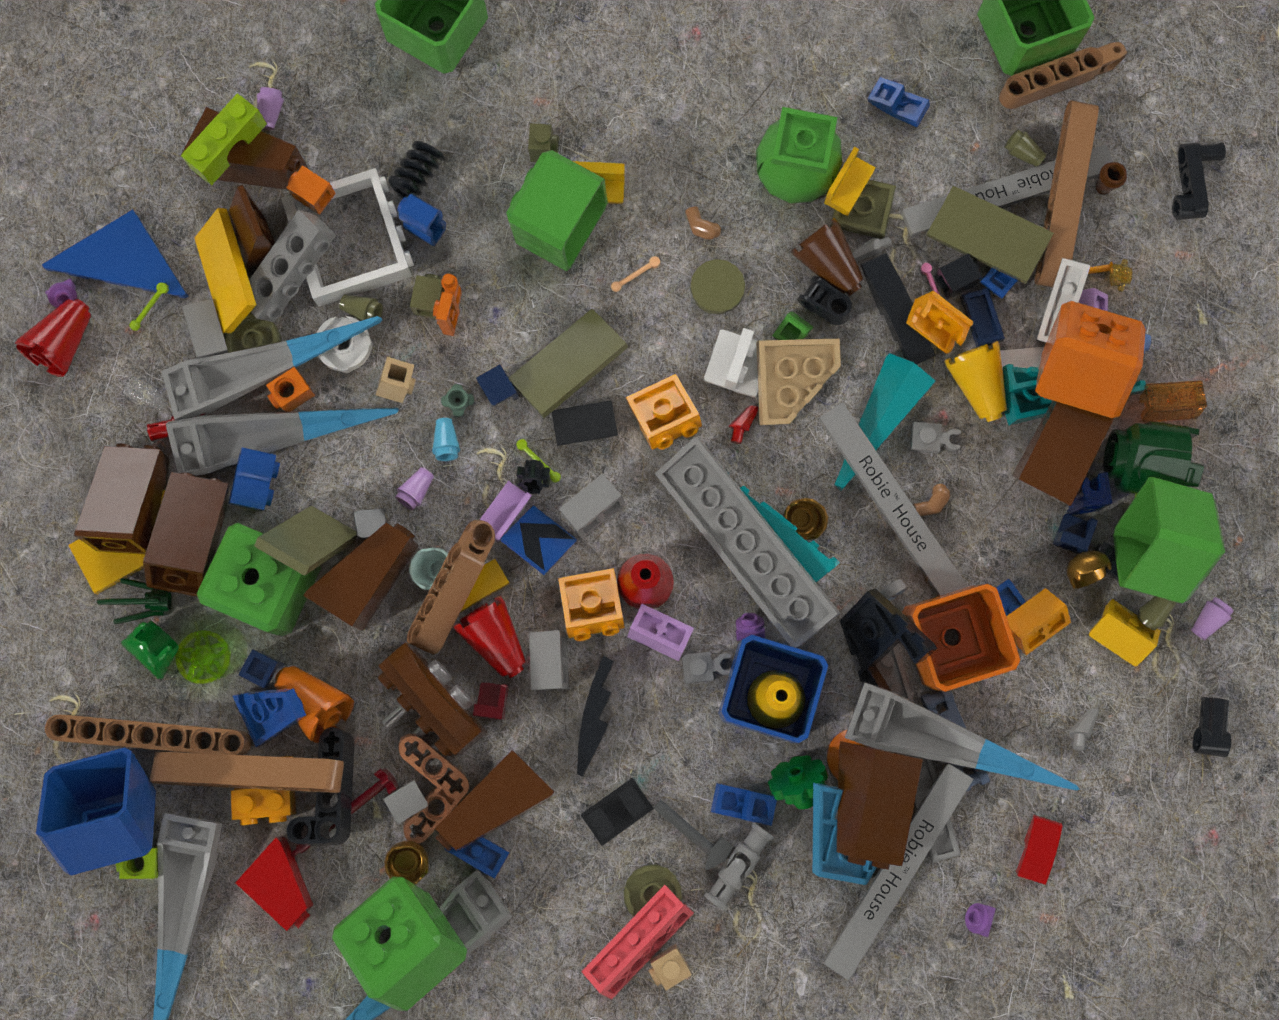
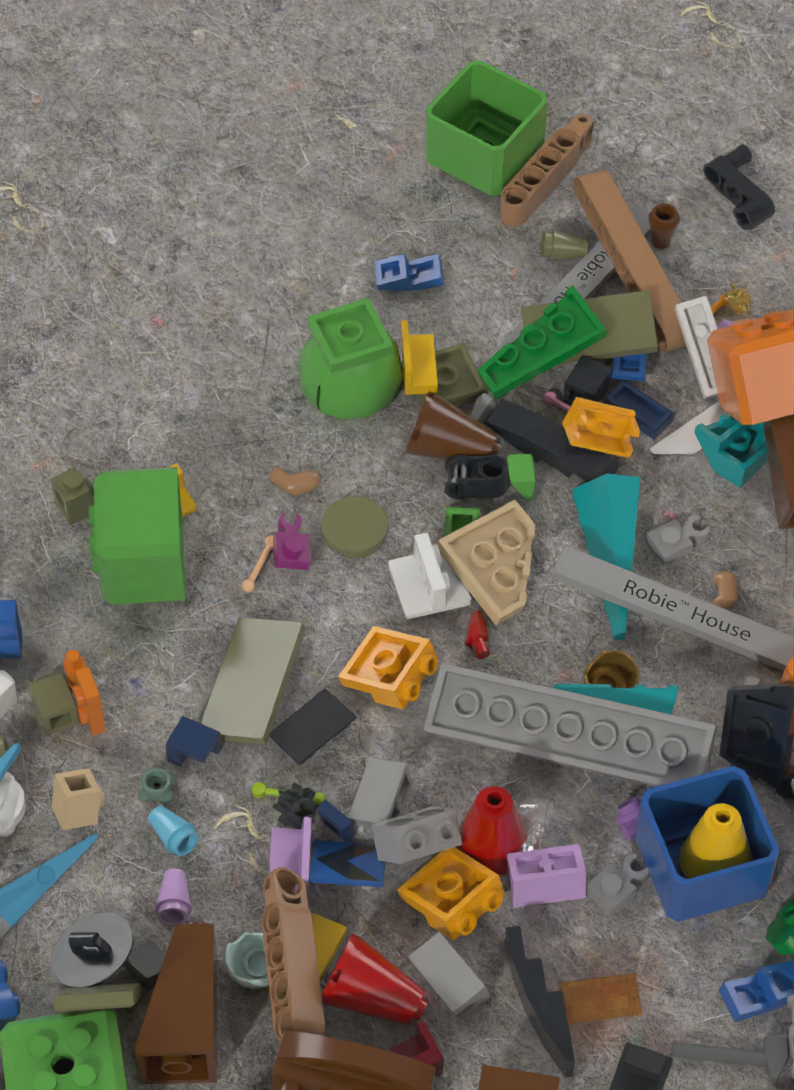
camera: 35 degrees left, 25 degrees down
(340, 492) = (92, 950): none -> shield
(552, 503) = (336, 821): none -> dark blue tile
(592, 552) = (416, 834): none -> light grey brick
(631, 742) = (601, 998): none -> clear orange hinge
(663, 276) = (290, 547): none -> magenta plate
(686, 586) = (538, 816): none -> clear bar
(857, 321) = (522, 474): none -> bright green slope
(953, 228) = (553, 338): none -> green wing
(981, 380) = (682, 456): yellow cone -> none

